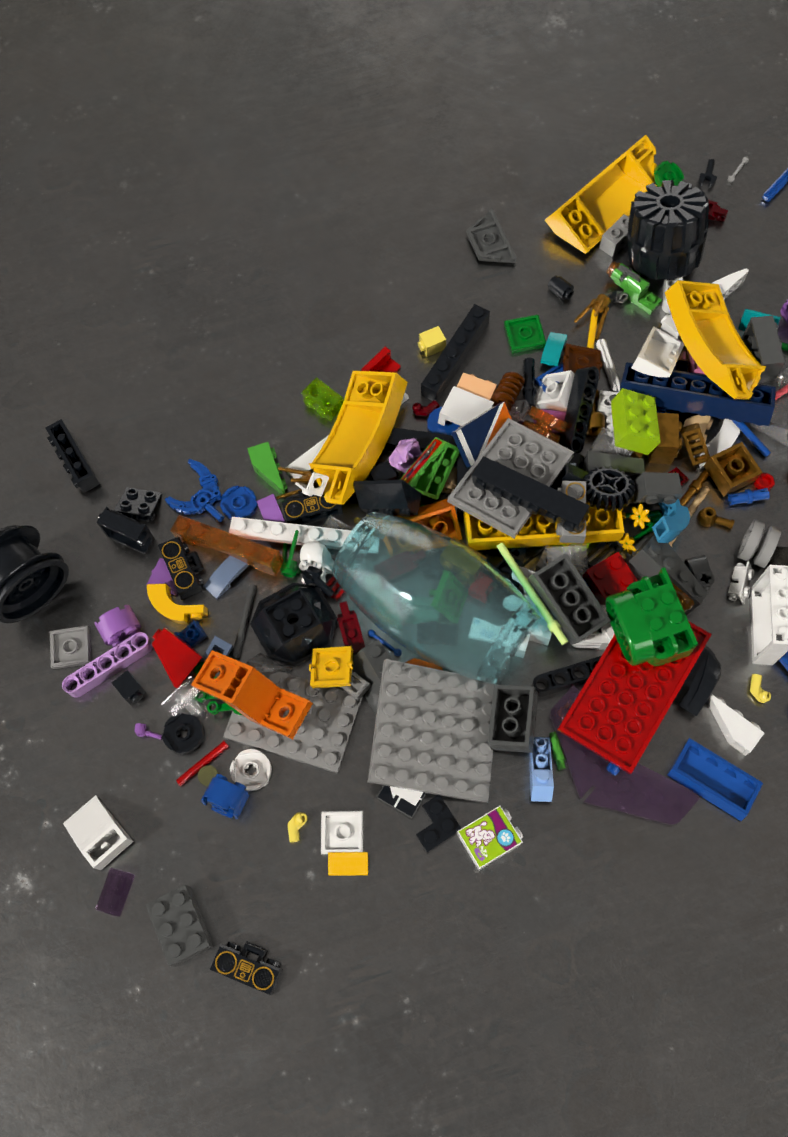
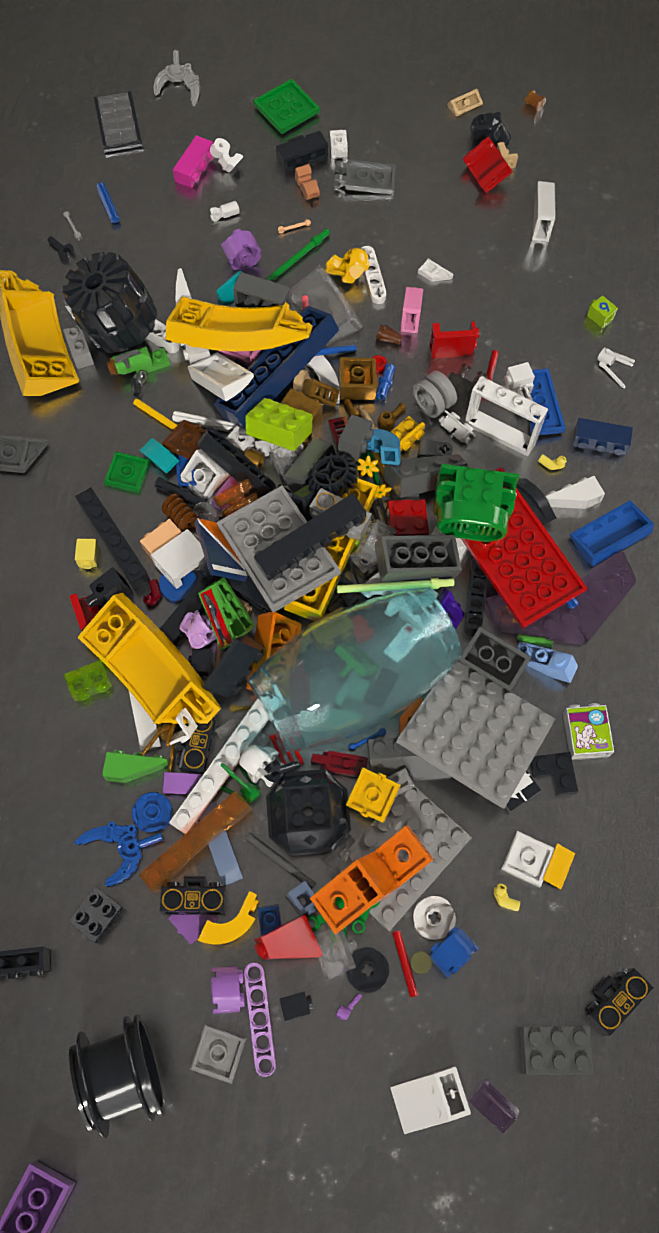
camera: 70 degrees left, 0 degrees up
(125, 530) = (123, 939): black window -> none
(409, 369) = (106, 586): none -> black torso
(541, 655) = (451, 607): none -> dark purple cylinder
(561, 287) = (100, 419): black brick -> none
(600, 305) = (140, 396): pearl gold plant -> none
(668, 171) = (46, 278): green tile -> none
(702, 539) = (408, 432): none -> yellow bracket

